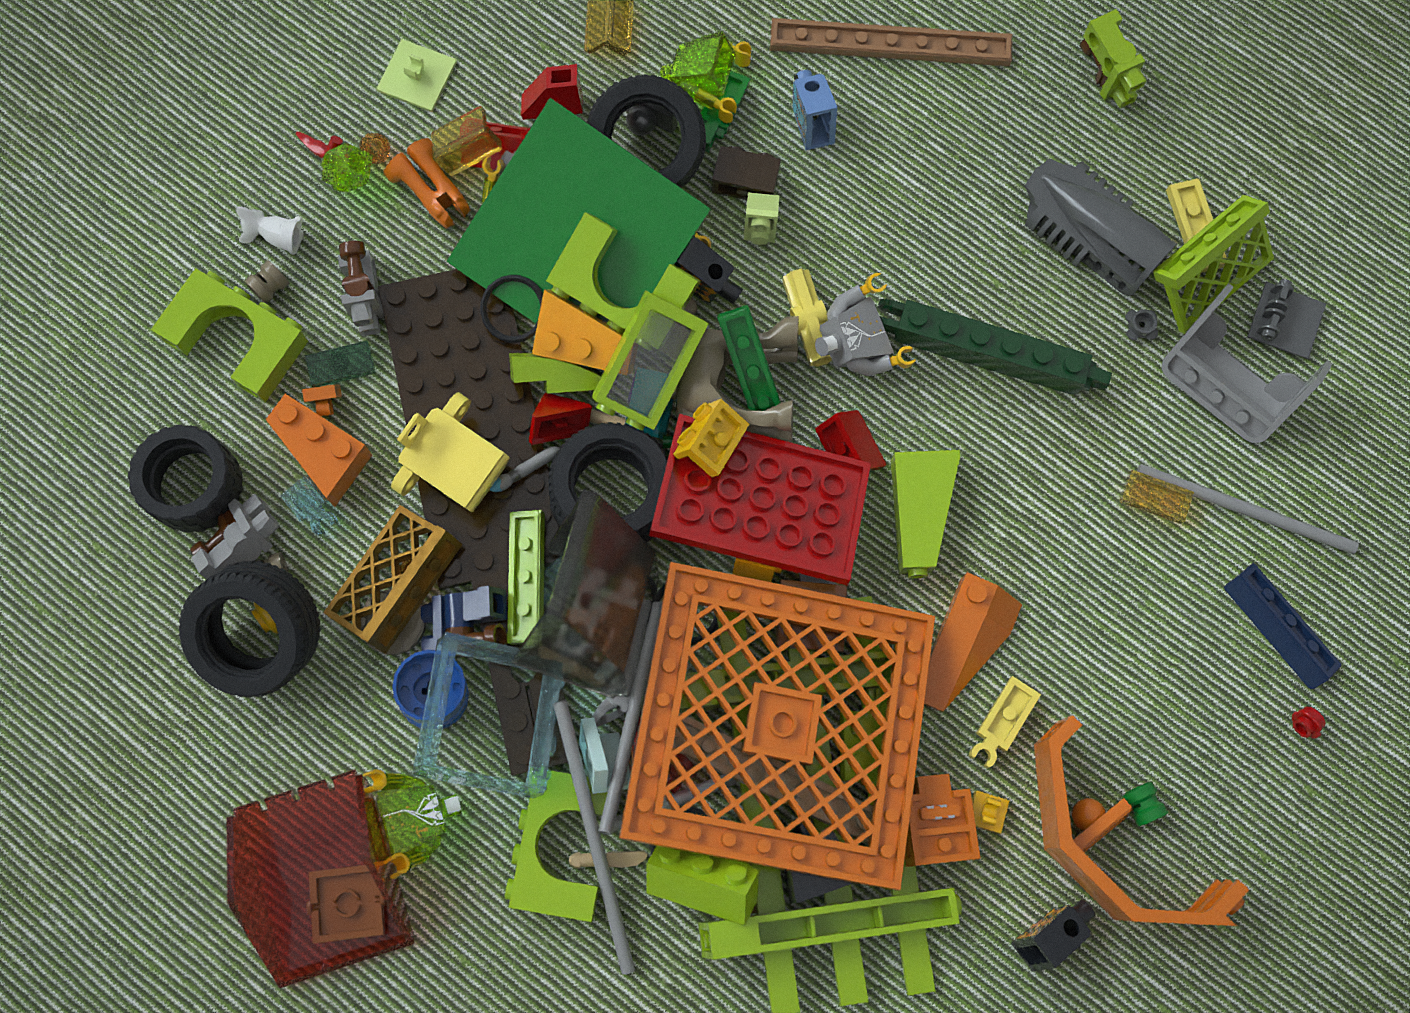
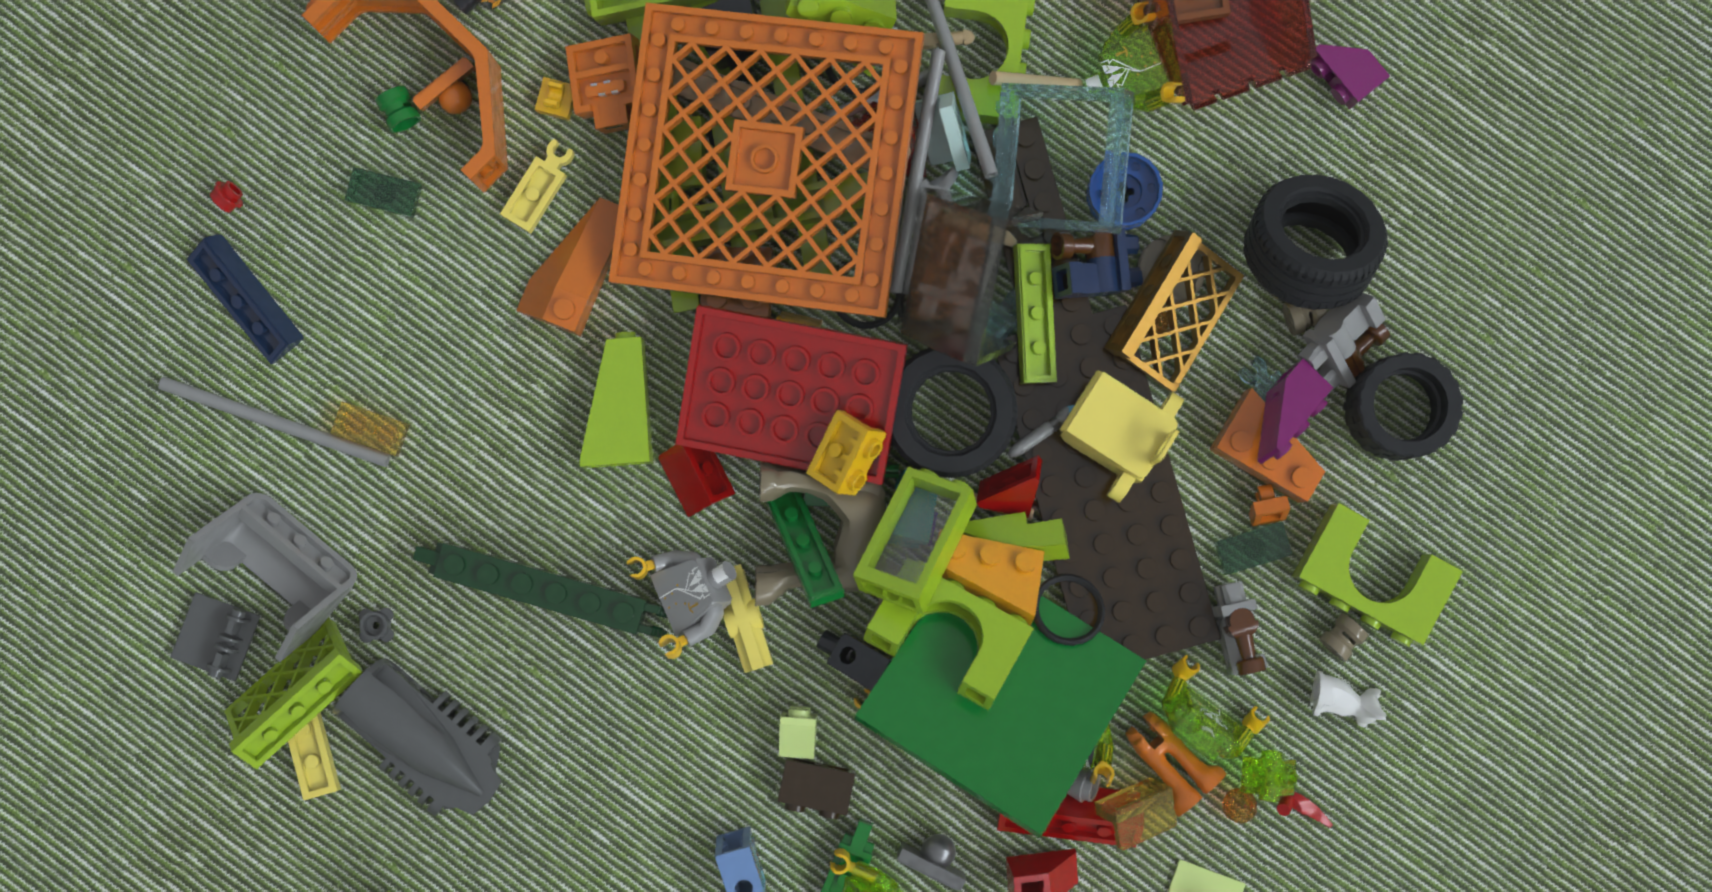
camera: 175 degrees left, 10 degrees up
(195, 806) = (1349, 72): none -> magenta slope
(293, 473) = (1288, 405): none -> magenta slope
(401, 211) = (1202, 723): none -> clear neon green torso
(510, 805) = (999, 77): none -> tan bar
(661, 92) = (913, 863): black tyre -> none
(1155, 721) = (383, 192): none -> clear green plate

